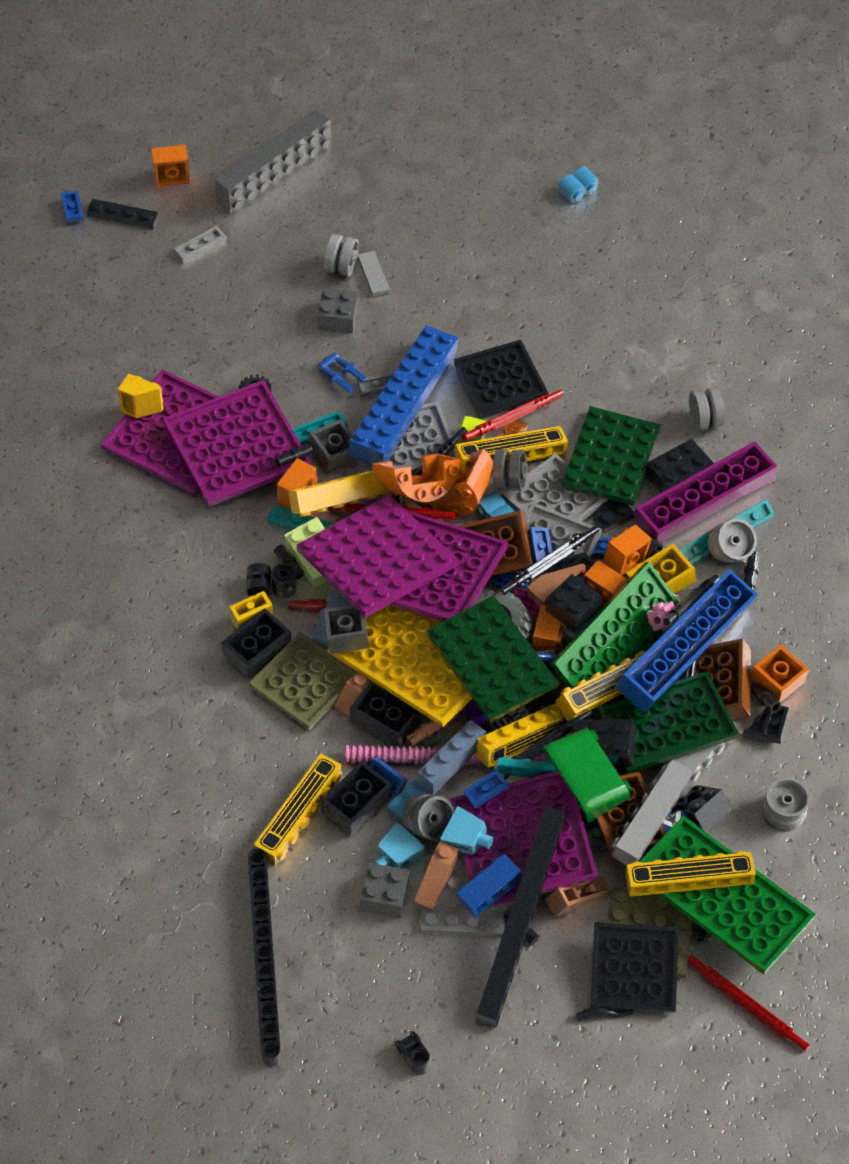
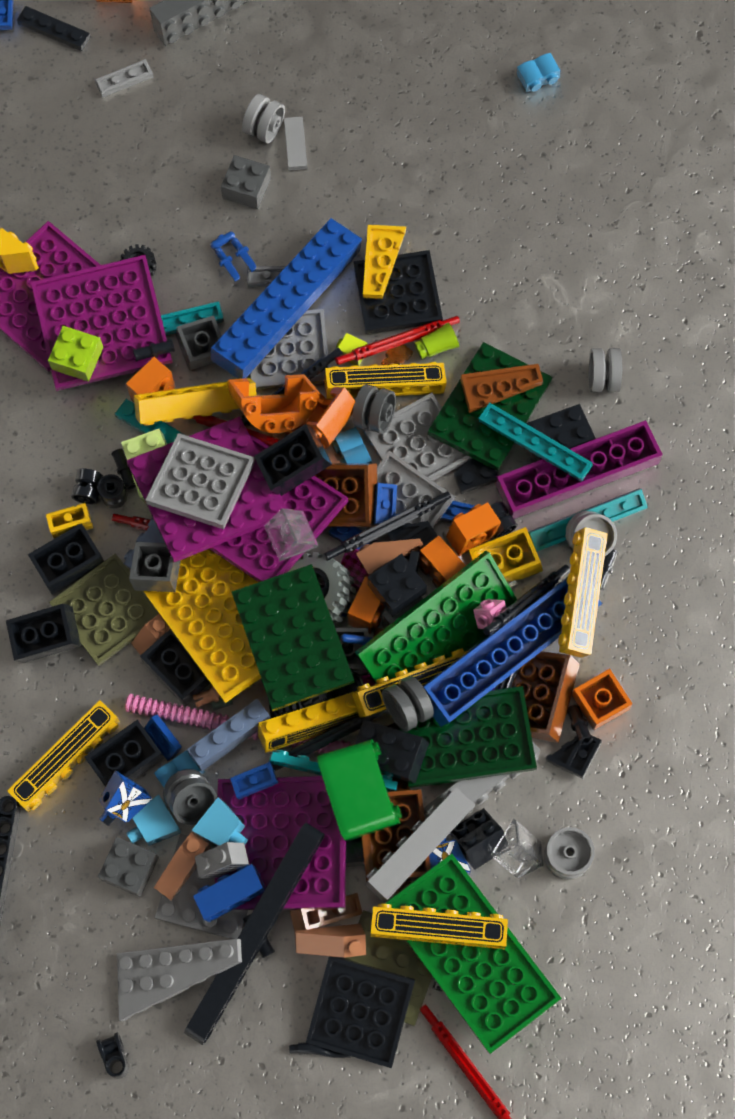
camera: 15 degrees right, 15 degrees up
(222, 468) = (75, 353): none -> lime brick
(252, 706) = (43, 633): none -> black brick
(366, 829) = (122, 799): none -> torso
(372, 546) = (200, 481): none -> light grey plate
(444, 969) = (161, 973): none -> light grey wing
(452, 515) = (293, 460): none -> black brick
(464, 577) = (290, 533): none -> clear slope
(475, 856) = (221, 860): none -> light grey brick
(478, 347) = (381, 253): none -> yellow wing
(549, 411) = (437, 342): none -> lime plant
(593, 910) = (332, 941): none -> nougat slope
(611, 692) = (407, 703): none -> dark grey wheel
(615, 434) = (498, 384): none -> dark orange wing
(662, 472) = (535, 442): none -> teal plate
(740, 584) = (582, 592): none -> yellow brick
(740, 810) = (518, 850): none -> clear slope

